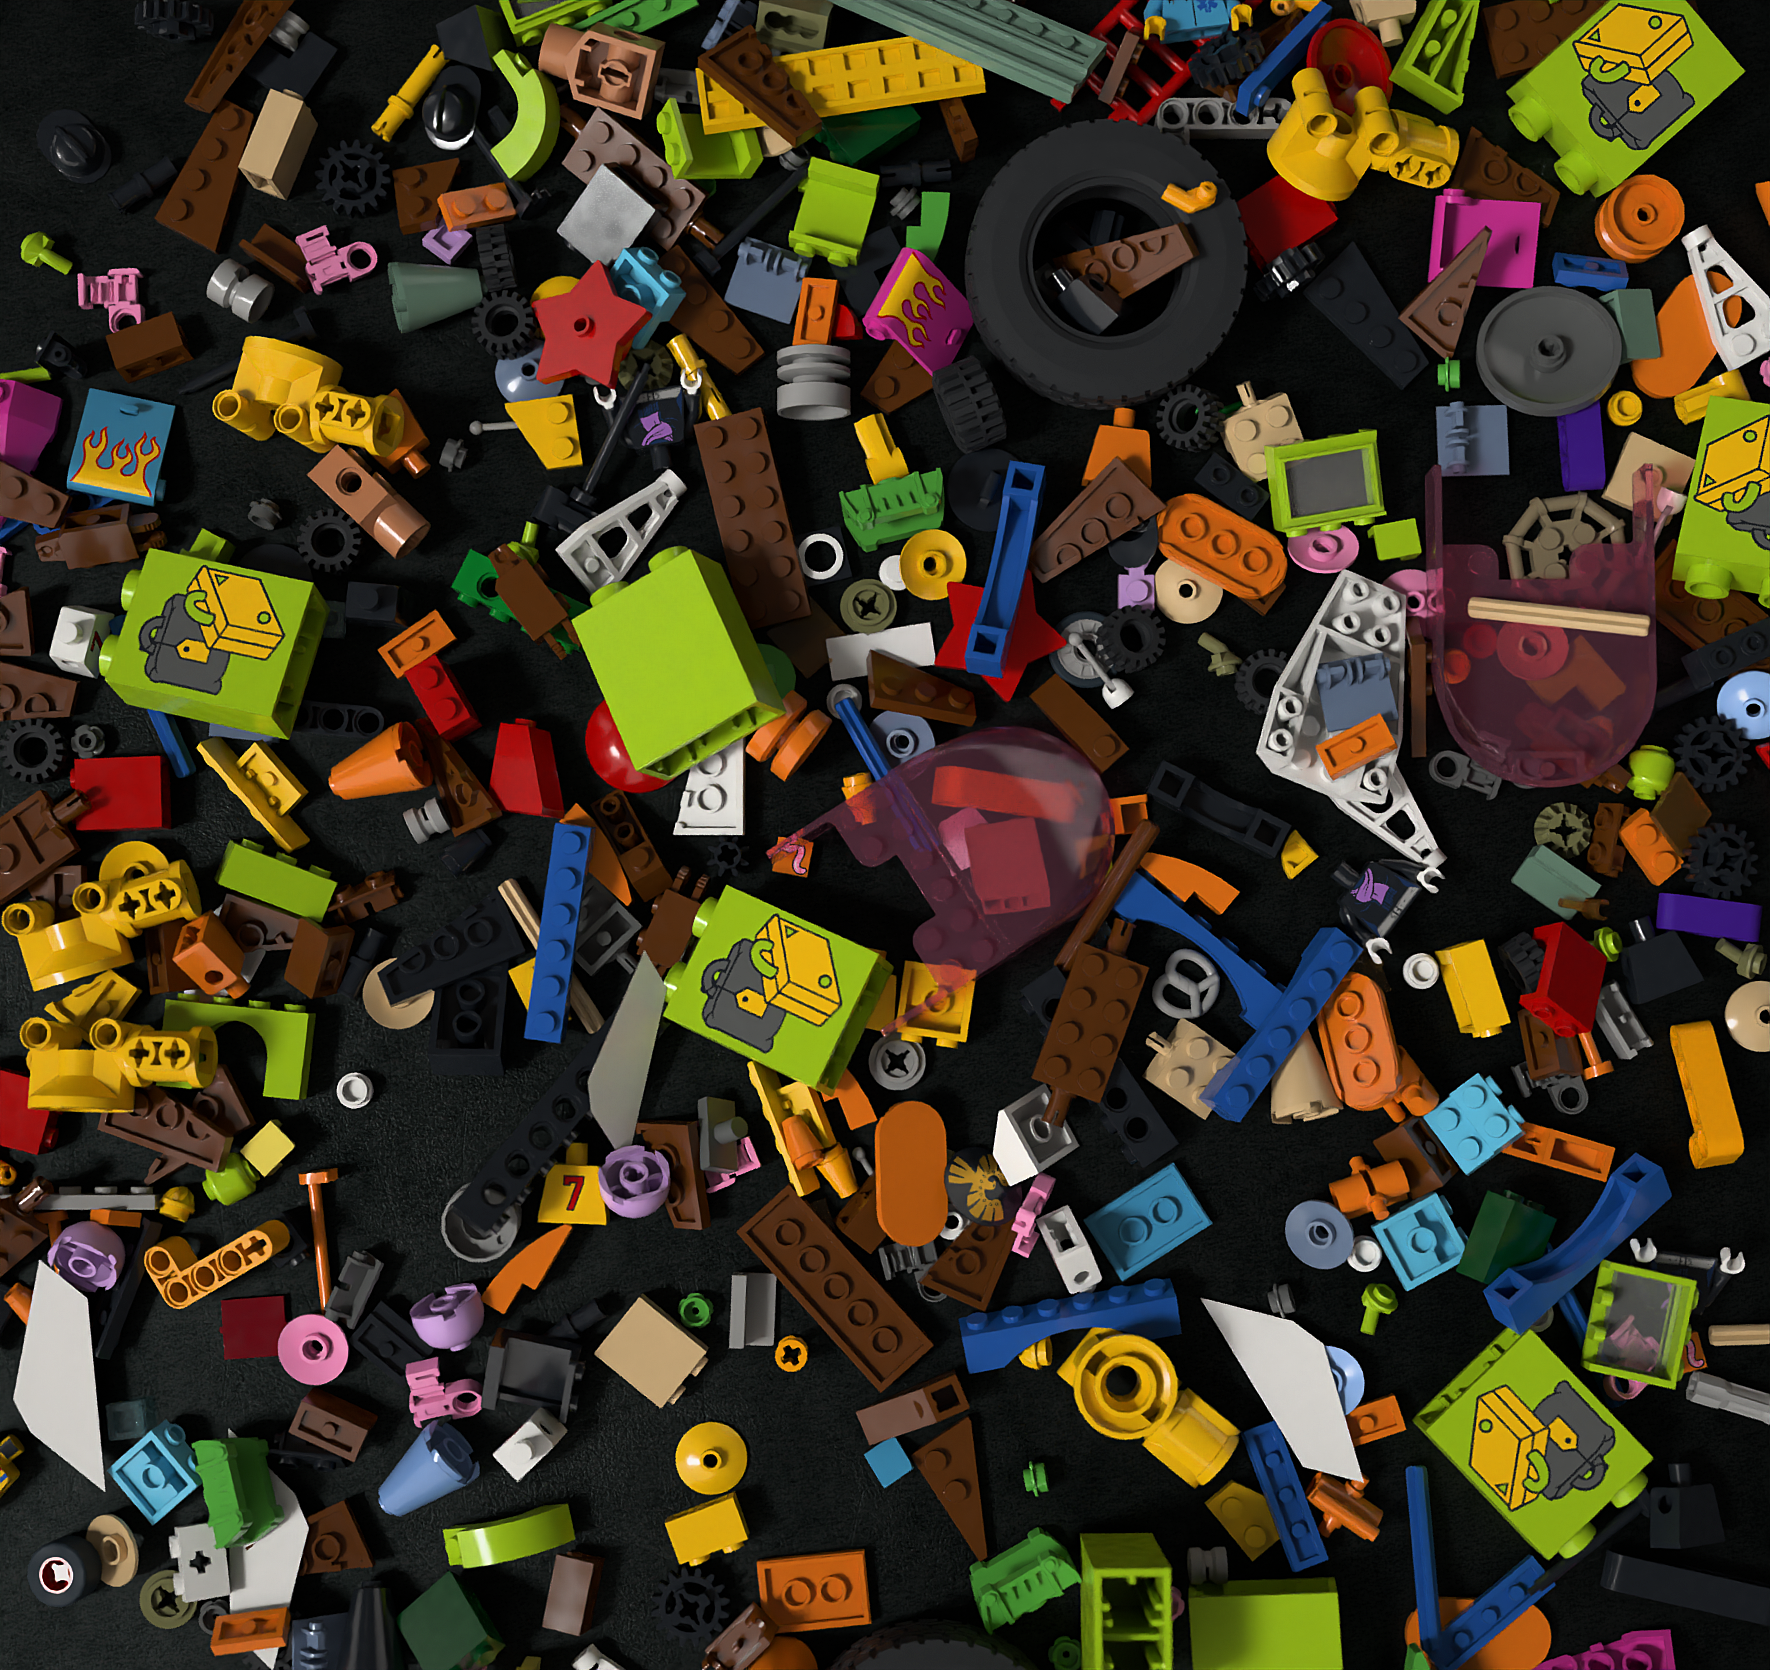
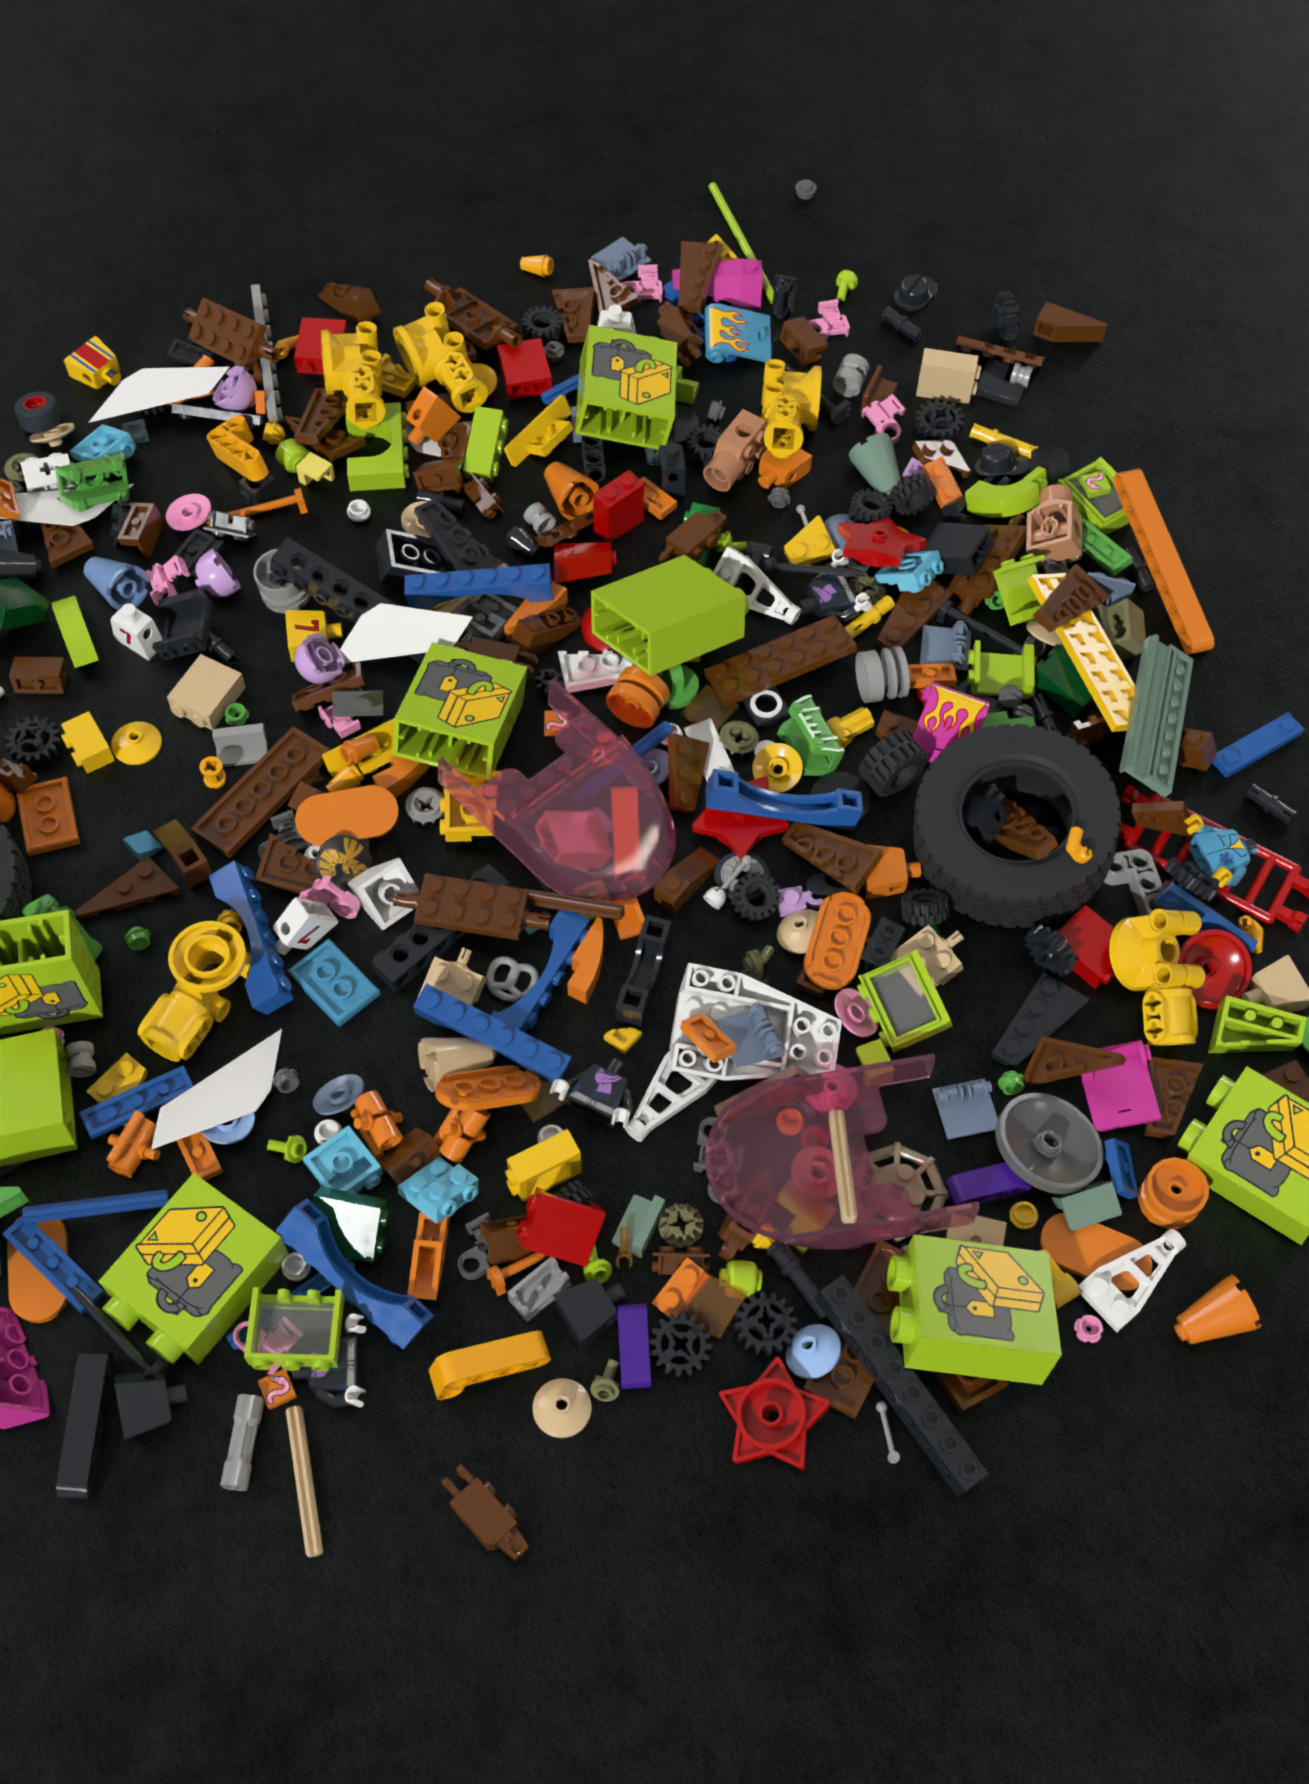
camera: 80 degrees right, 25 degrees down
(205, 187) = (903, 352): reddish brown wing -> none
(252, 1326) = (202, 482): dark red piece -> none
(526, 1268) = (254, 615): orange slope -> none
(878, 213) = (1010, 696): none -> dark grey plate

